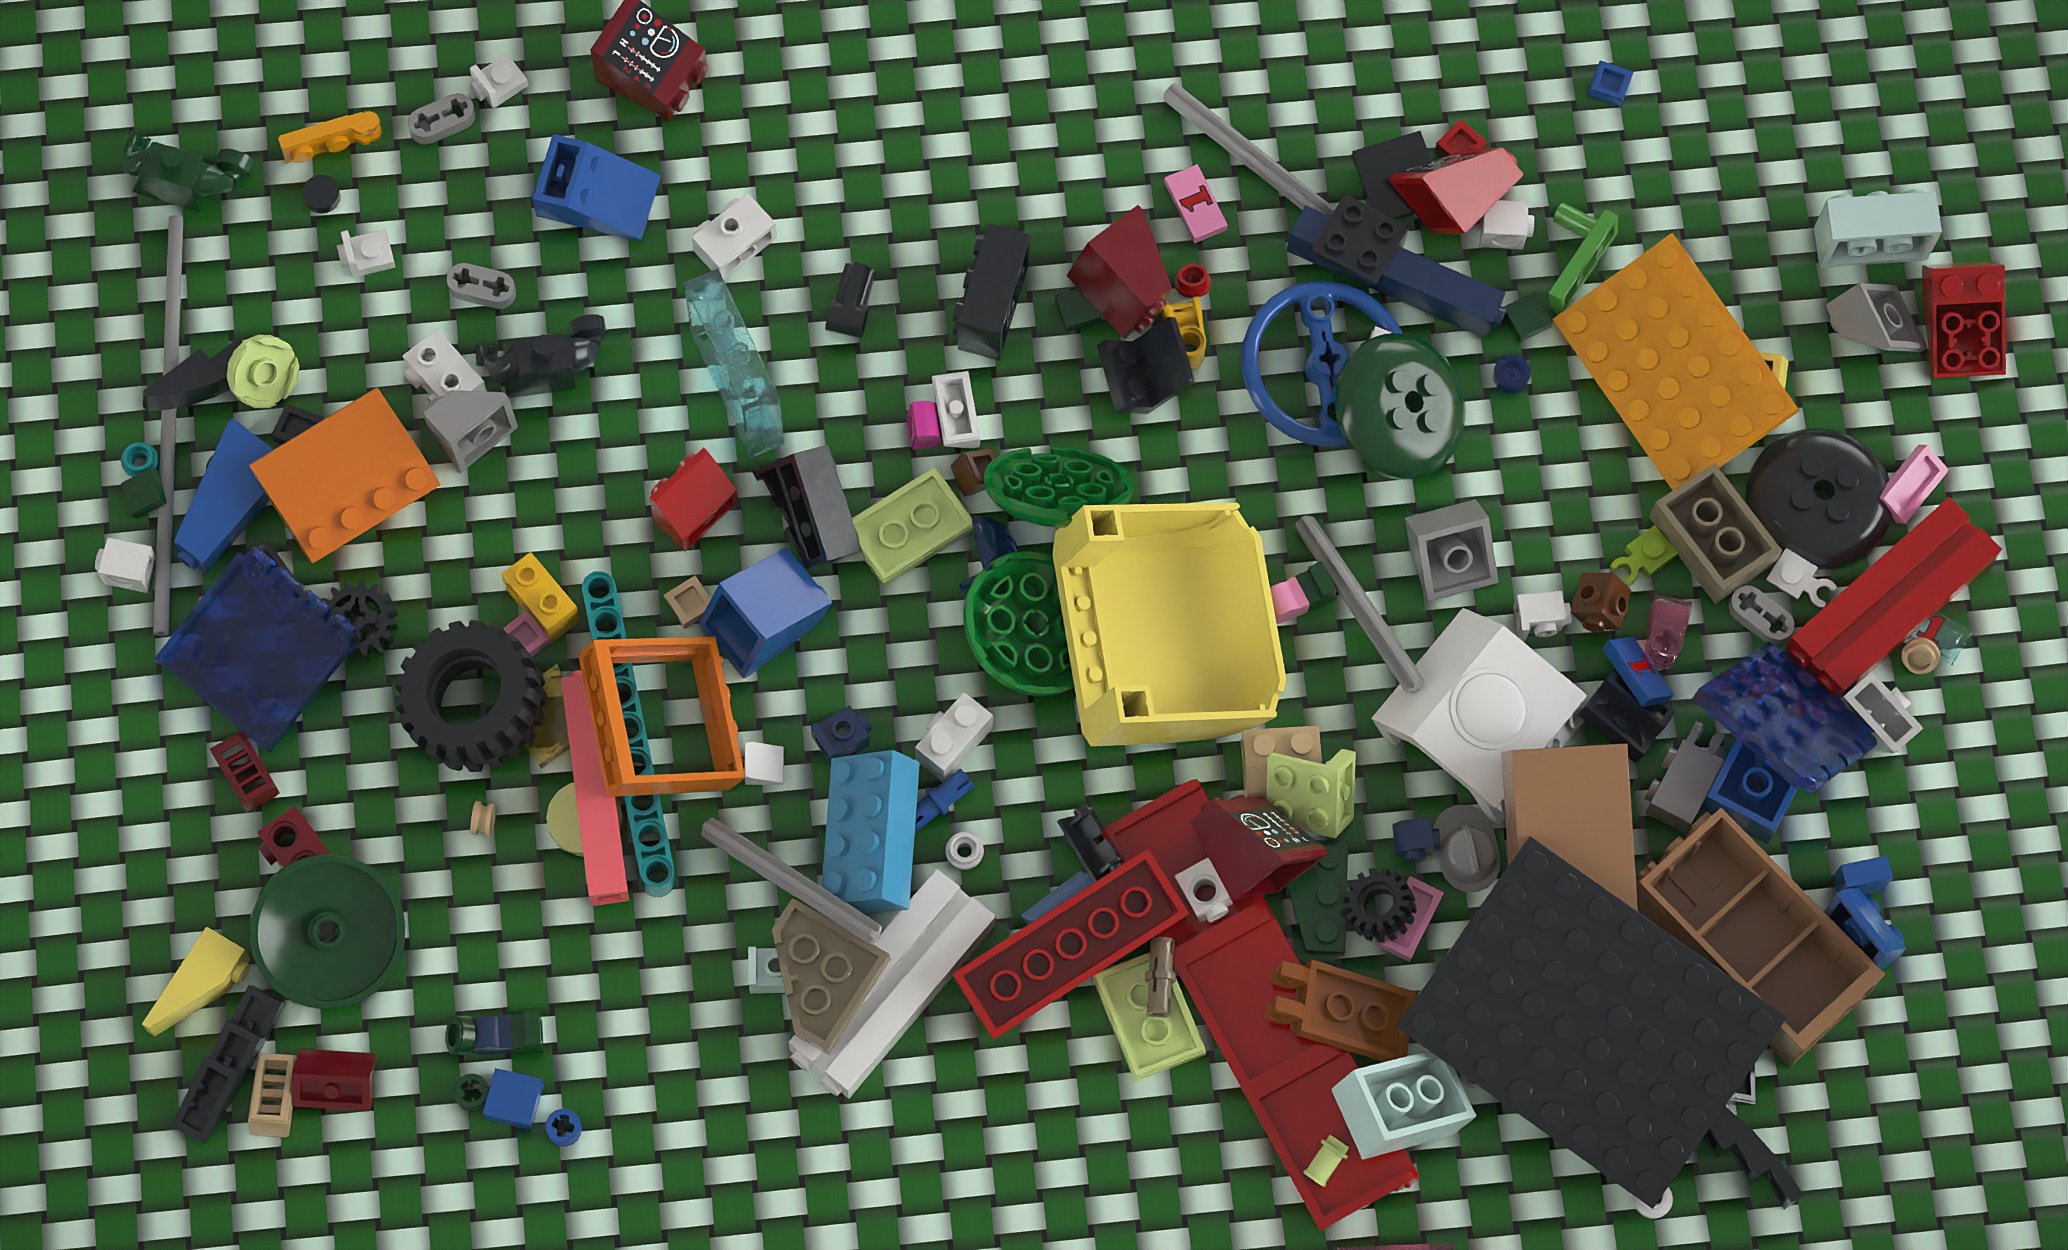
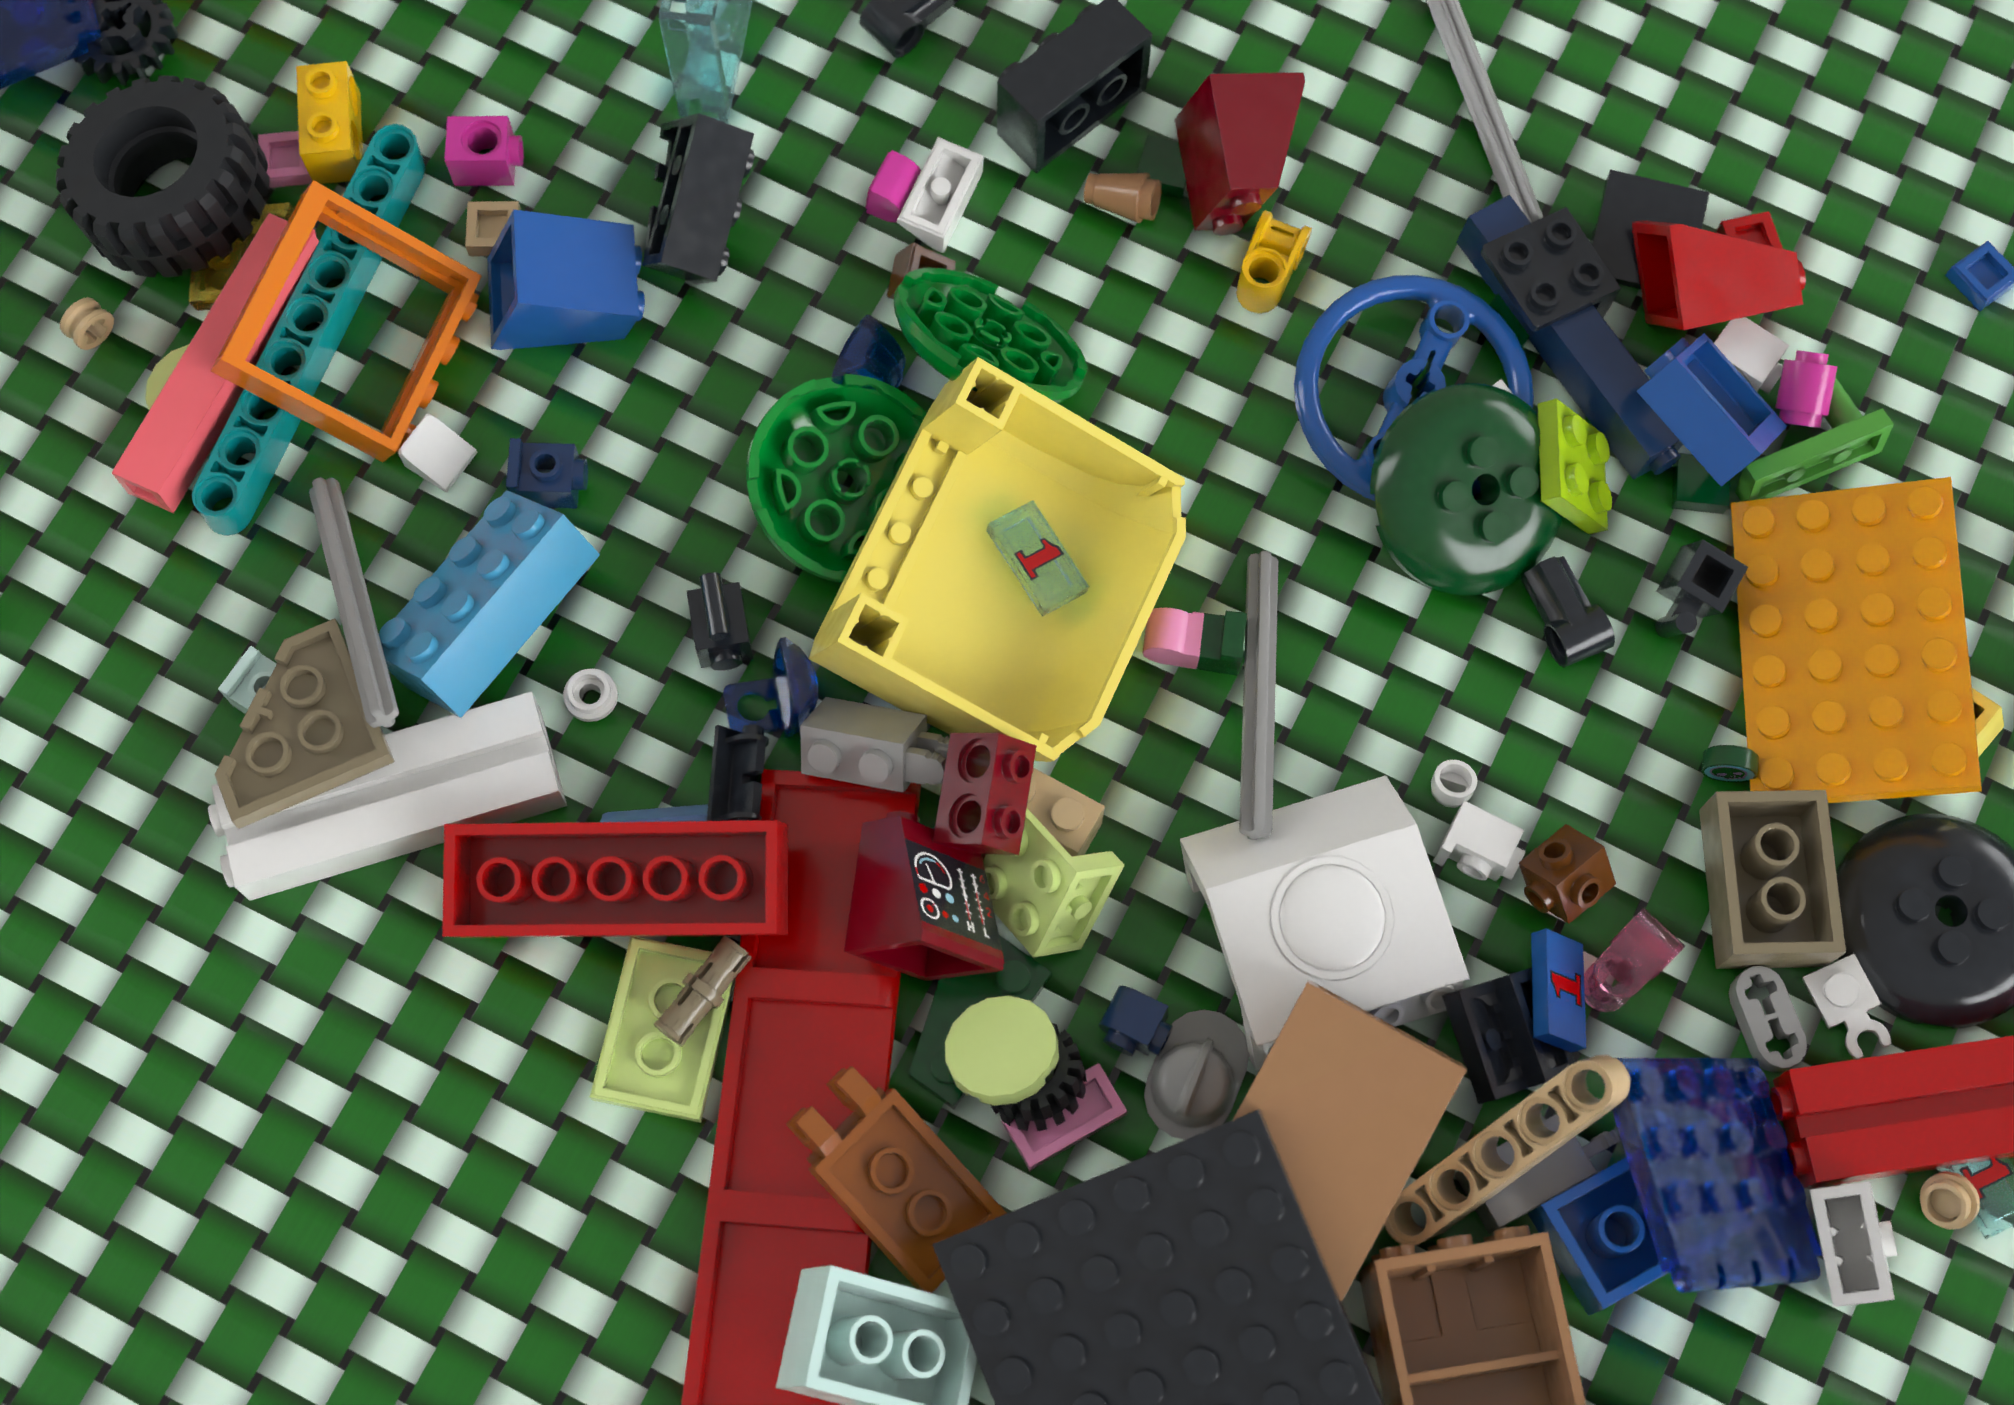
camera: 35 degrees right, 0 degrees up
(645, 571) = (472, 134): none -> dark pink brick
(692, 499) = (568, 111): red slope -> none
(911, 526) = (796, 291): yellowish green tile -> none
(941, 797) = (601, 617): blue pin -> none
(953, 736) = (667, 553): white brick -> none
(1014, 760) = (719, 623): none -> black brick
(1067, 343) = (1124, 194): none -> medium nougat cone
(1084, 770) = (792, 688): none -> clear blue piece
(1146, 370) = (1187, 274): black bracket -> none
(1162, 774) = (871, 746): none -> light grey hinge
(1175, 603) = (1037, 558): none -> clear light blue tile
(1192, 281) = (1319, 209): red plate -> none
(1195, 203) = (1384, 129): bright pink tile -> none
(1197, 876) = (814, 900): white brick -> none
(1245, 763) = (984, 793): none -> dark red brick
(1326, 1160) = (743, 1355): yellowish green pin -> none
(1355, 900) = (1001, 1050): none -> yellowish green tile
(1451, 355) = (1573, 467): none -> lime plate
(1452, 549) = (1421, 699): light grey slope -> none
(1499, 585) = (1453, 783): none -> white hinge
(1508, 270) = (1710, 407): none -> blue window
(1509, 450) = (1571, 623): none -> black piece
(1511, 373) = (1637, 538): clear blue tile -> none
(1554, 223) = (1806, 389): none -> dark pink brick
(1567, 381) = (1699, 585): none -> black brick
(1646, 554) = (1667, 853): lime plate -> none
(1649, 479) = (1730, 763): none -> dark green tile
(1682, 764) = (1529, 1139): none -> tan beam

